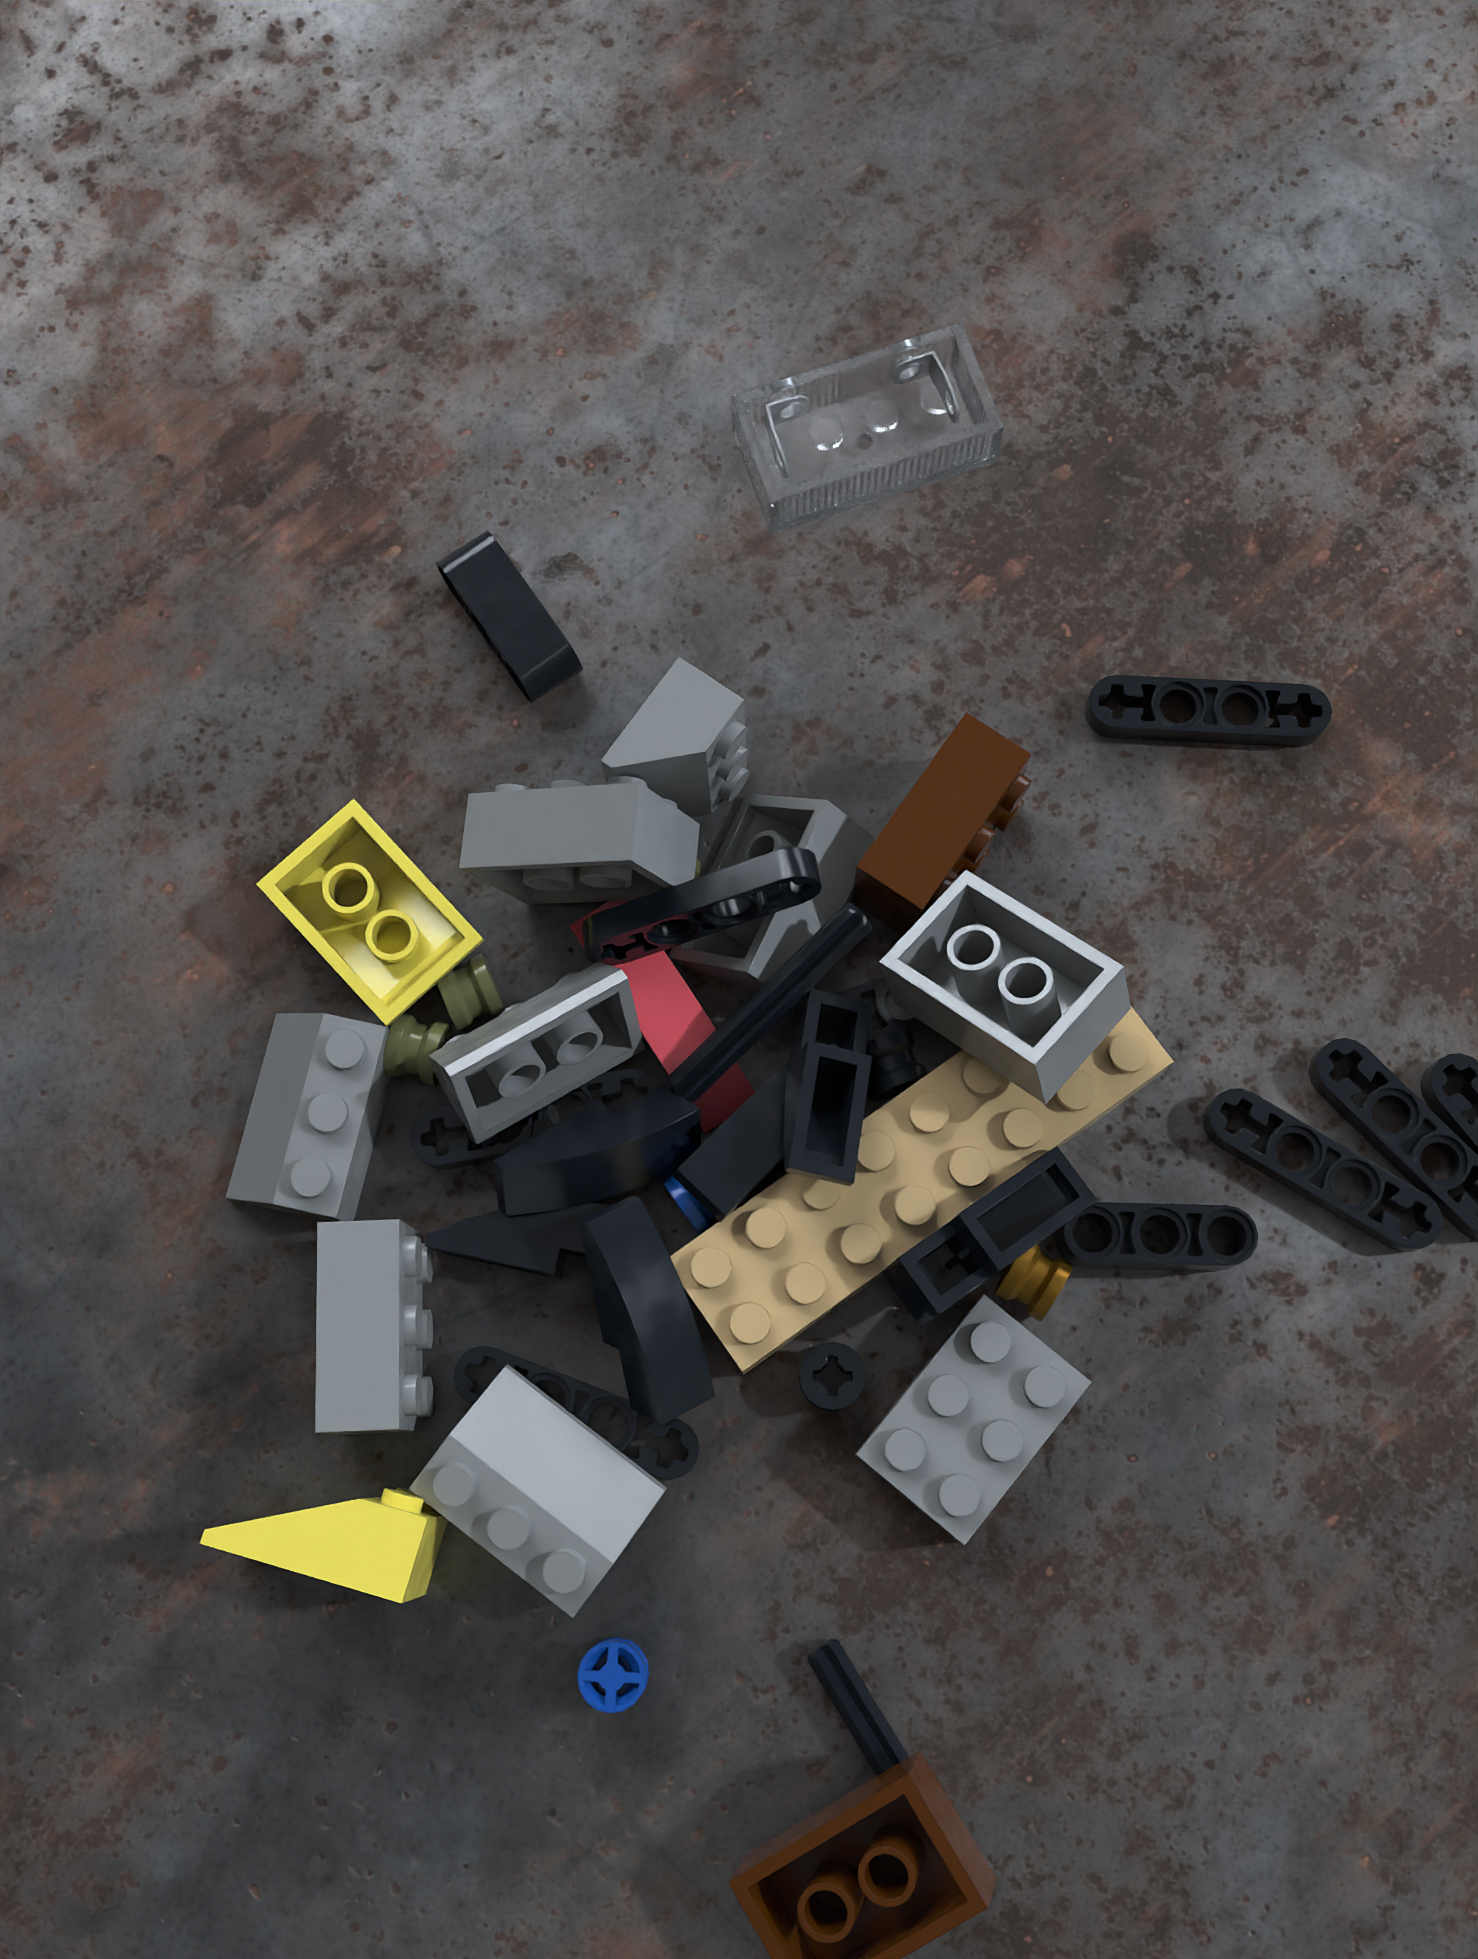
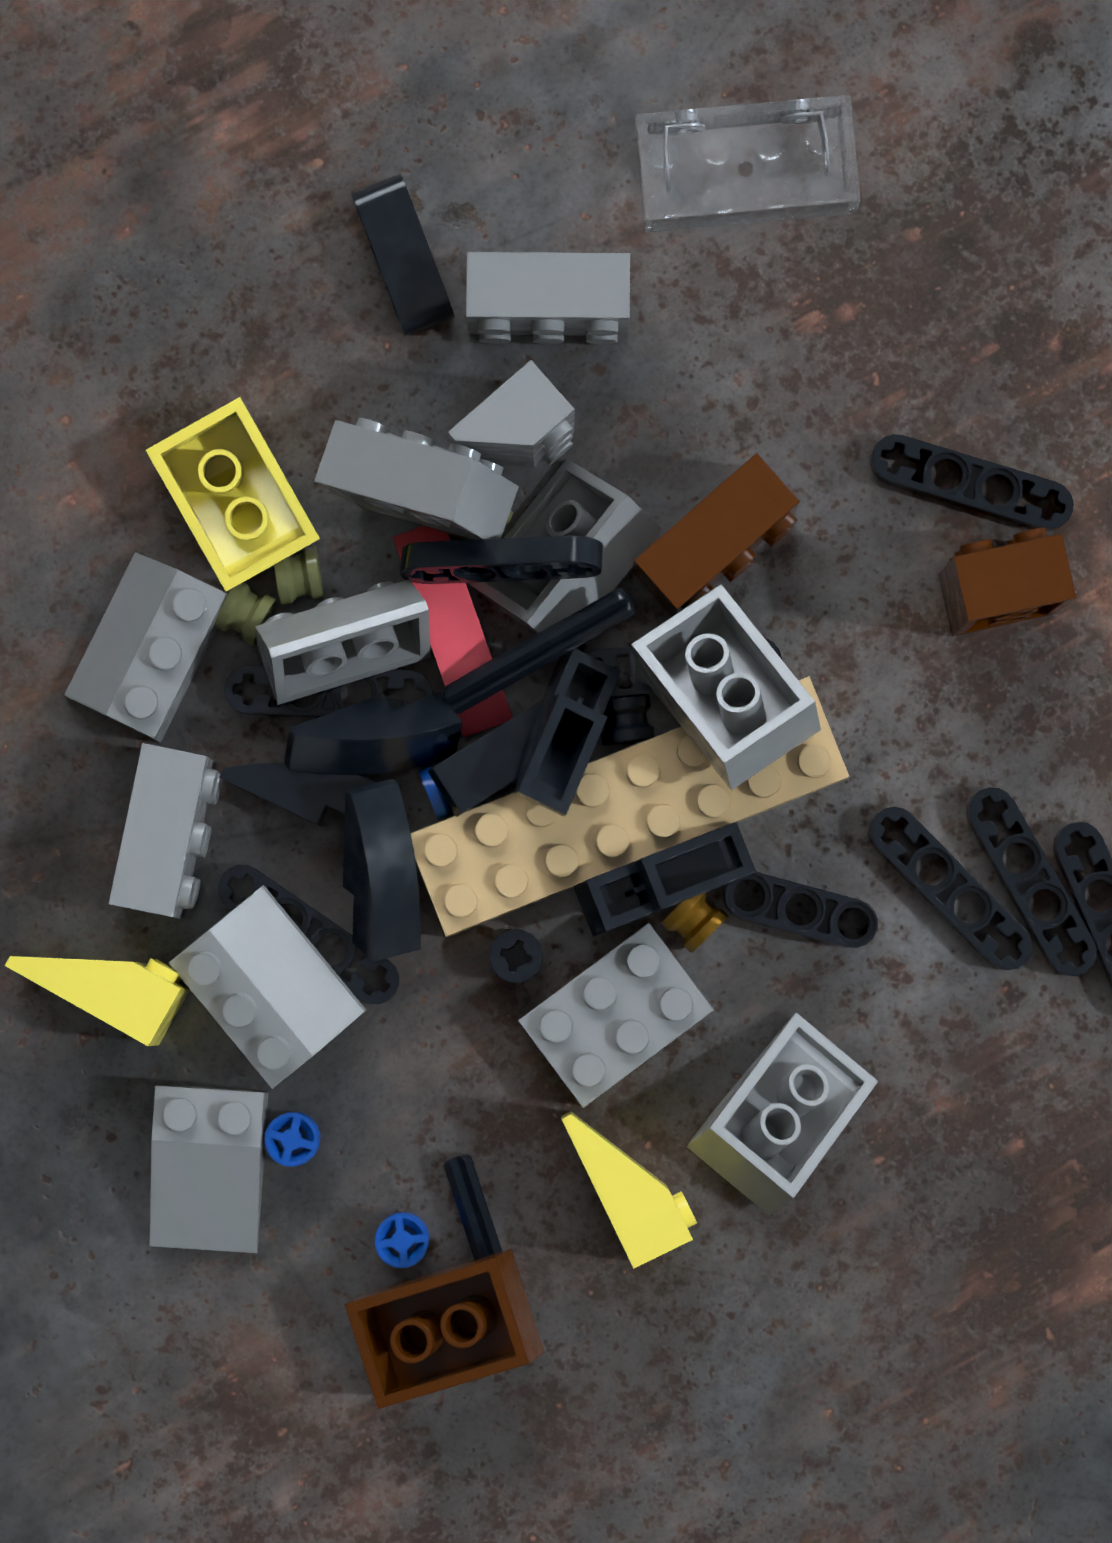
camera: 10 degrees right, 10 degrees up
(515, 1738) = (207, 1168): none -> light grey slope
(686, 603) = (548, 296): none -> light grey brick
(774, 1788) = (394, 1249): none -> blue wheel
(1077, 1663) = (635, 1200): none -> light yellow slope
(1206, 1496) = (783, 1115): none -> light grey slope
(1294, 791) = (1006, 583): none -> reddish brown brick

